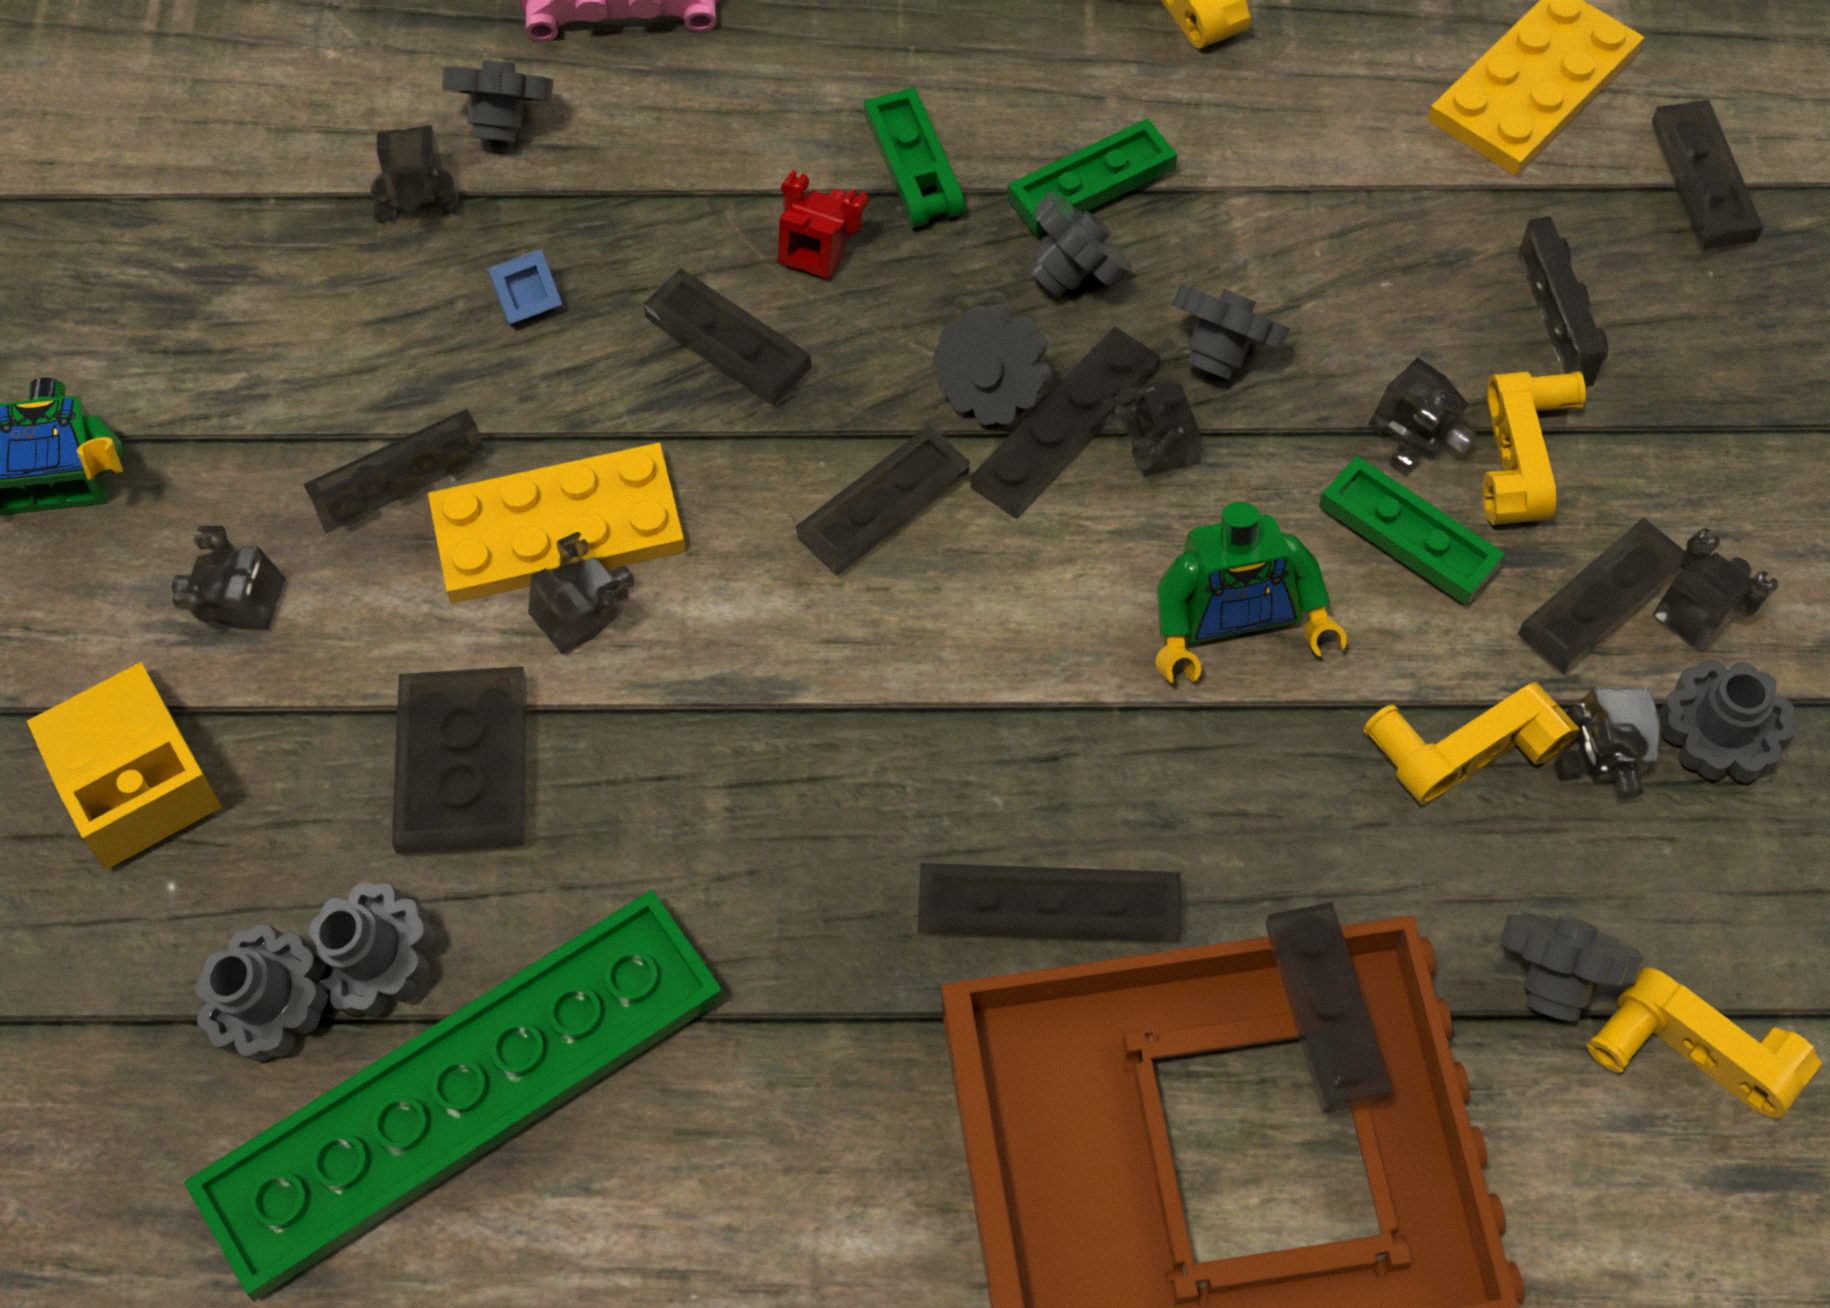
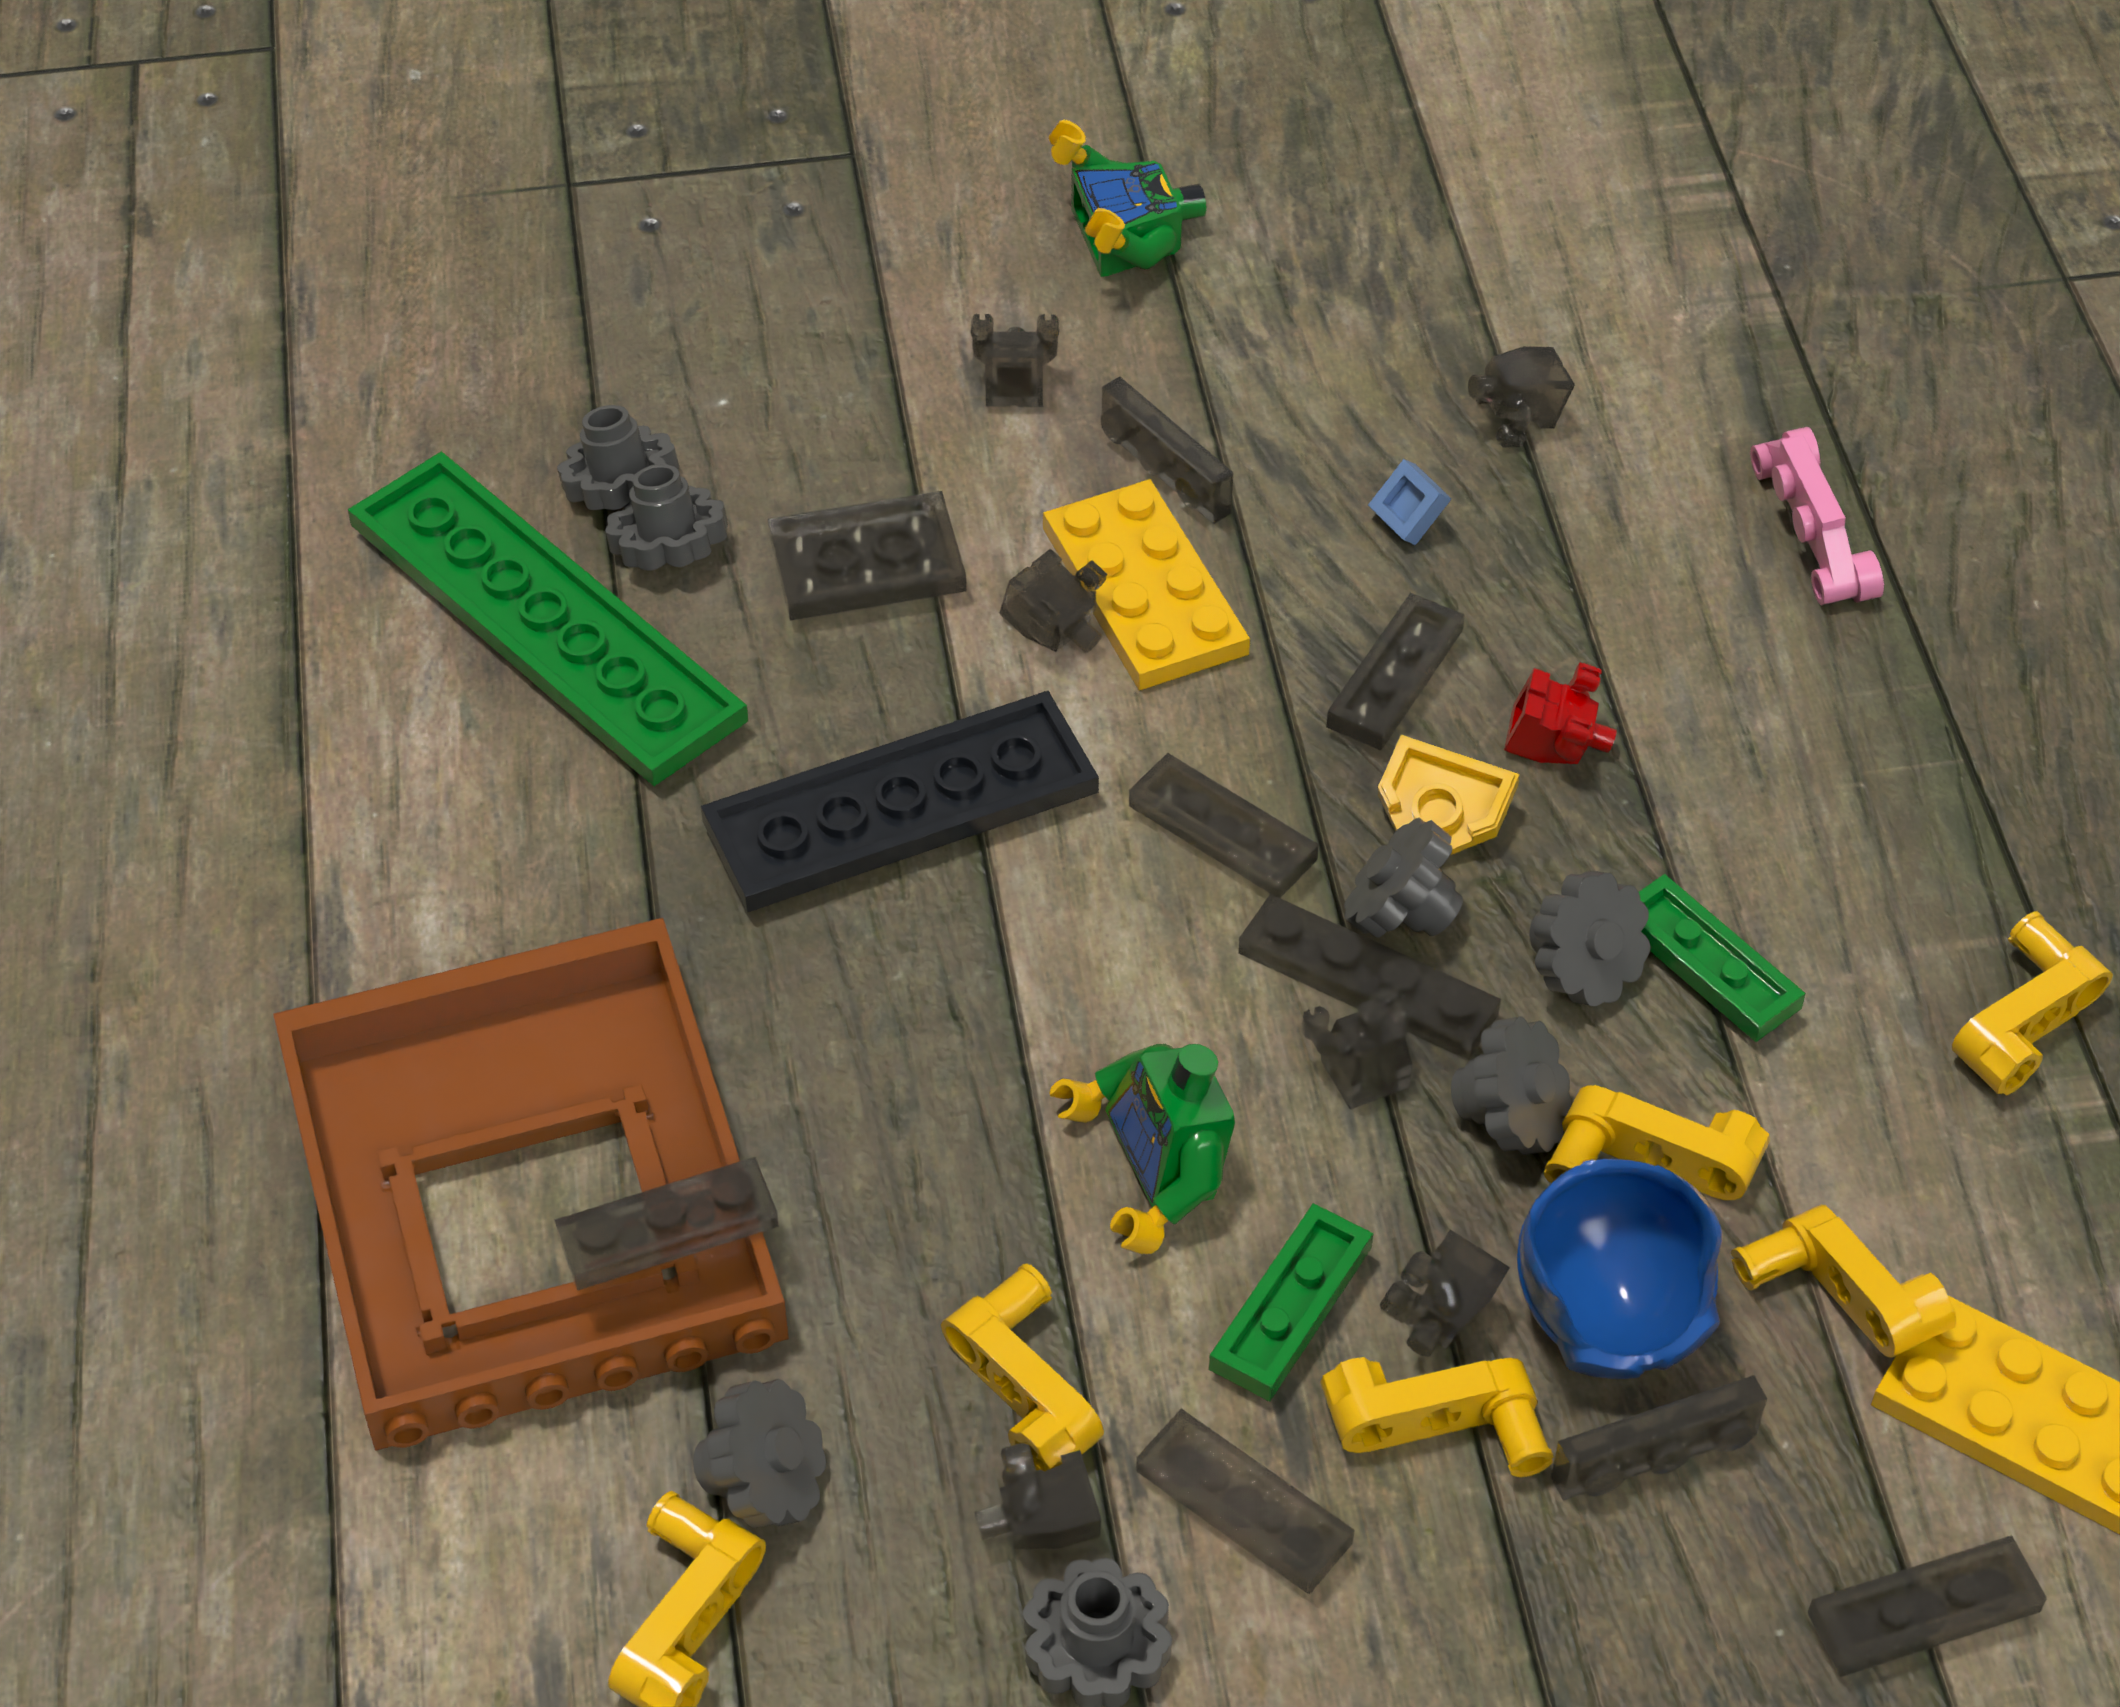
camera: 80 degrees right, 10 degrees down
(122, 766) = (816, 331): yellow slope -> none
(496, 97) = (1637, 429): dark grey plant -> none
(800, 772) = (898, 800): none -> black plate
(889, 326) = (1449, 789): none -> yellow plate
(913, 156) = (1685, 793): green plate -> none
(1050, 902) = (779, 1018): clear smoke plate -> none
(1296, 216) = (1711, 1158): none -> yellow beam
(1434, 270) = (1621, 1267): none -> blue piece
(1471, 127) = (1887, 1312): none -> yellow beam
(1710, 592) = (1267, 1607): clear smoke piece -> none

